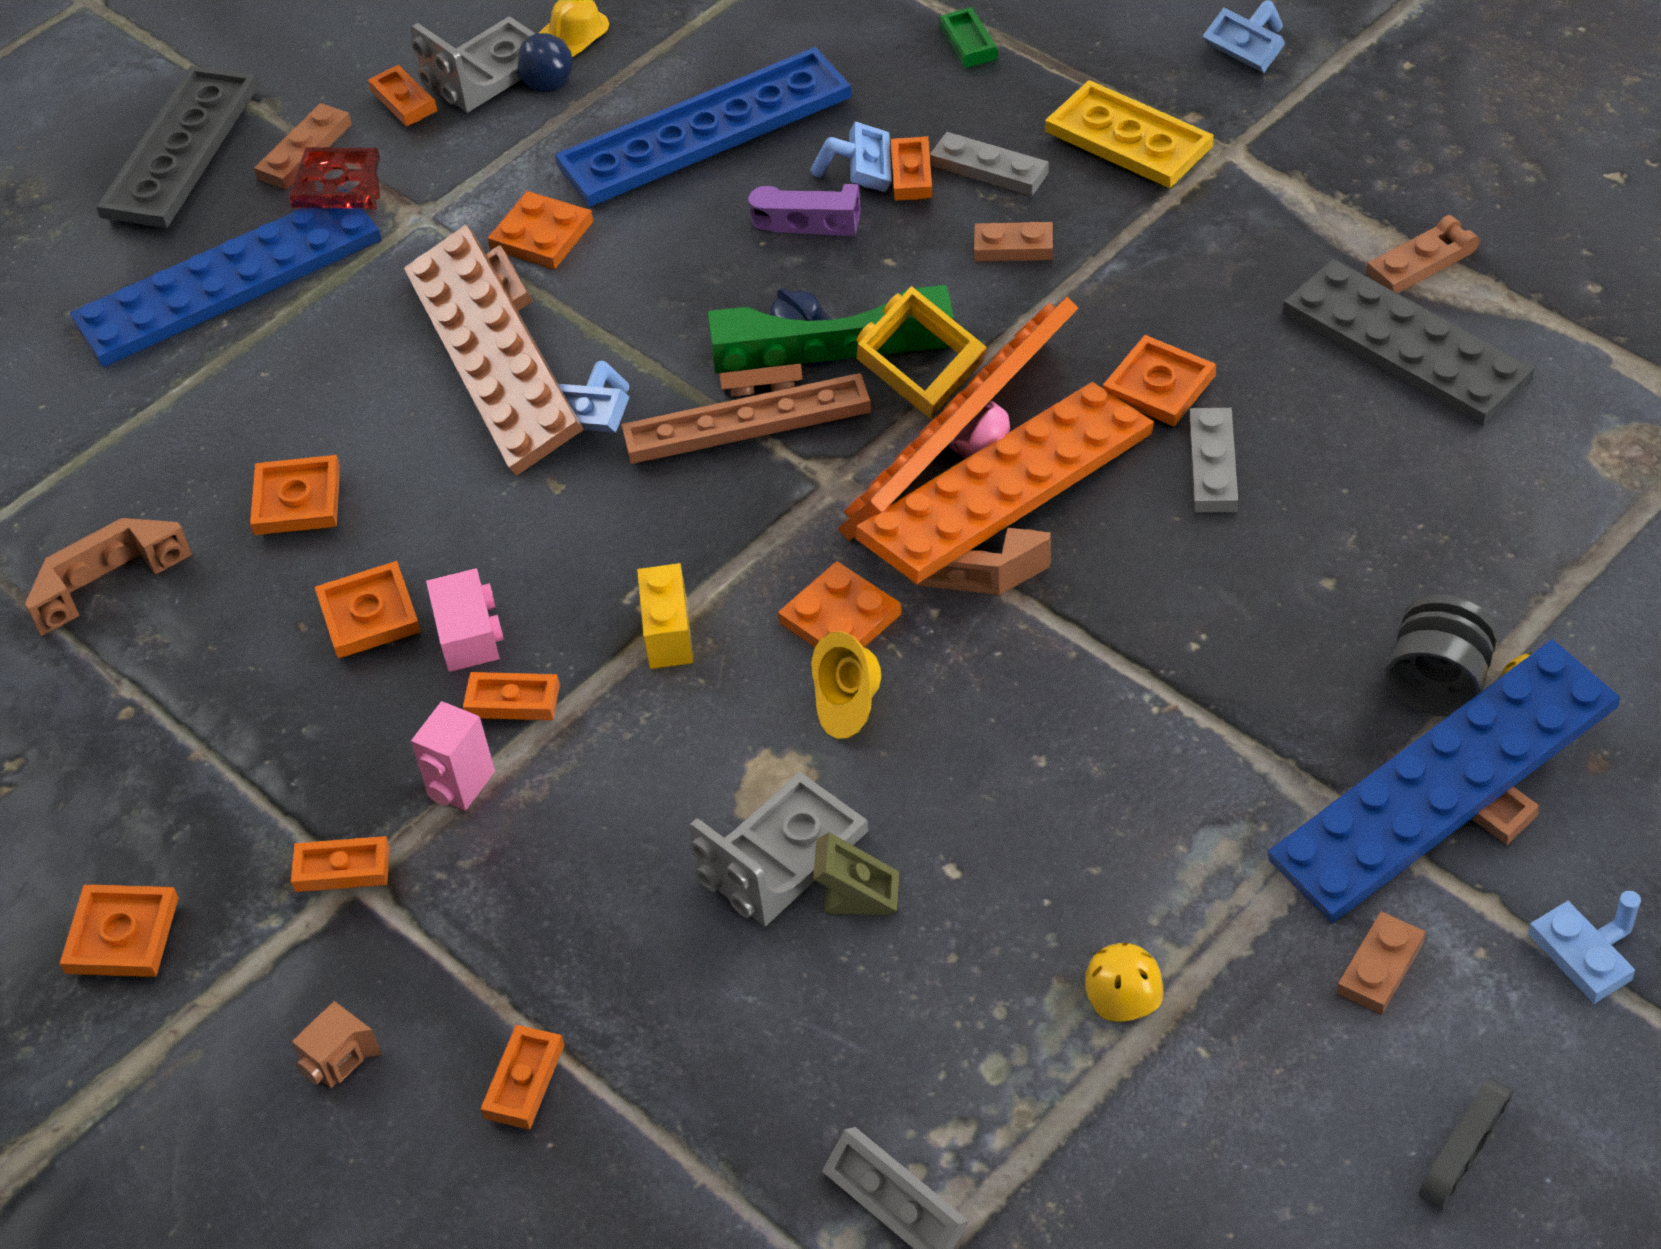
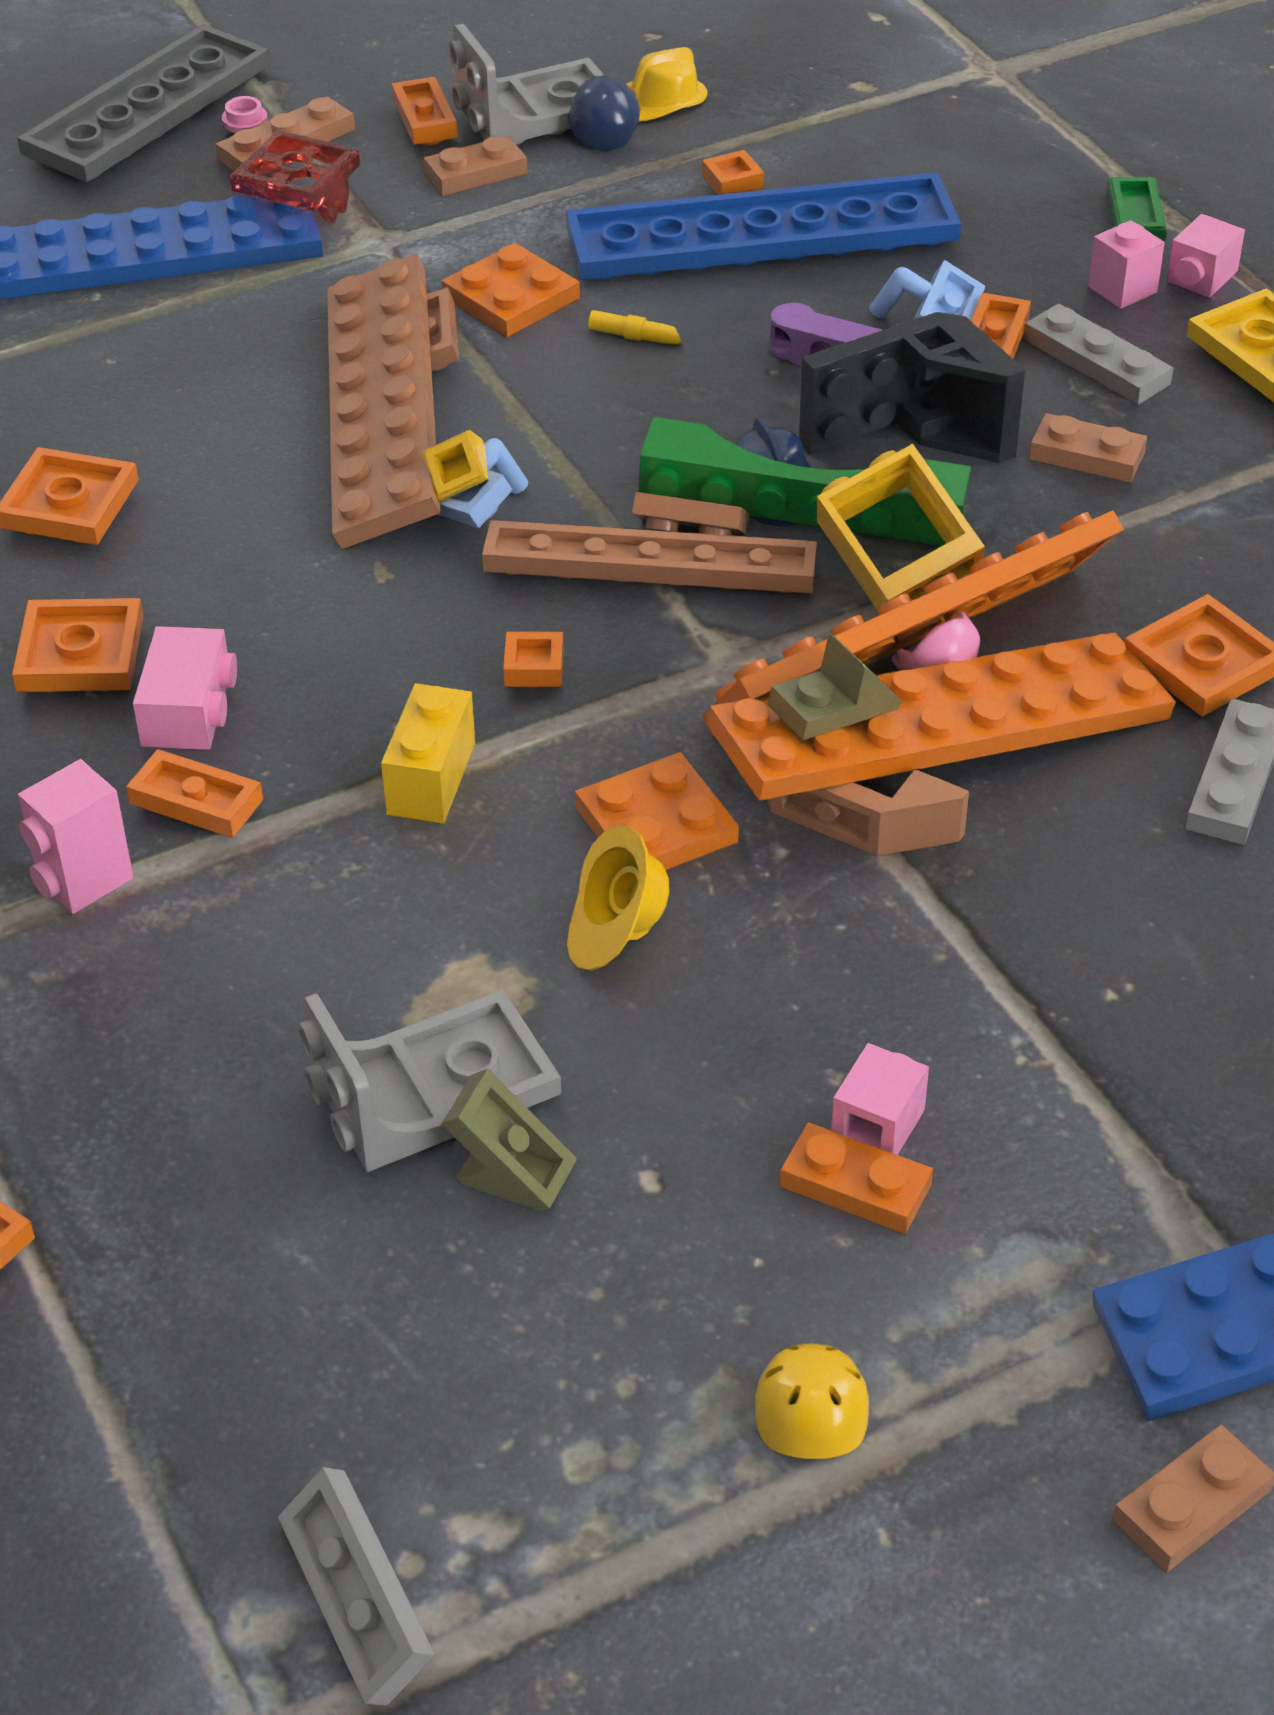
camera: 15 degrees right, 5 degrees down
(262, 137) = (243, 113): none -> bright pink plate
(462, 131) = (475, 165): none -> nougat plate
(583, 390) = (456, 464): none -> yellow slope
(647, 236) = (633, 328): none -> yellow piece
(663, 87) = (733, 173): none -> orange plate
(701, 522) = (533, 659): none -> orange plate
(887, 210) = (928, 376): none -> black bracket
(937, 494) = (834, 696): none -> olive slope
(982, 87) = (1126, 264): none -> bright pink brick
(1034, 63) = (1205, 255): none -> bright pink brick
(1082, 770) = (881, 1099): none -> bright pink brick
(1086, 825) = (856, 1177): none -> orange plate

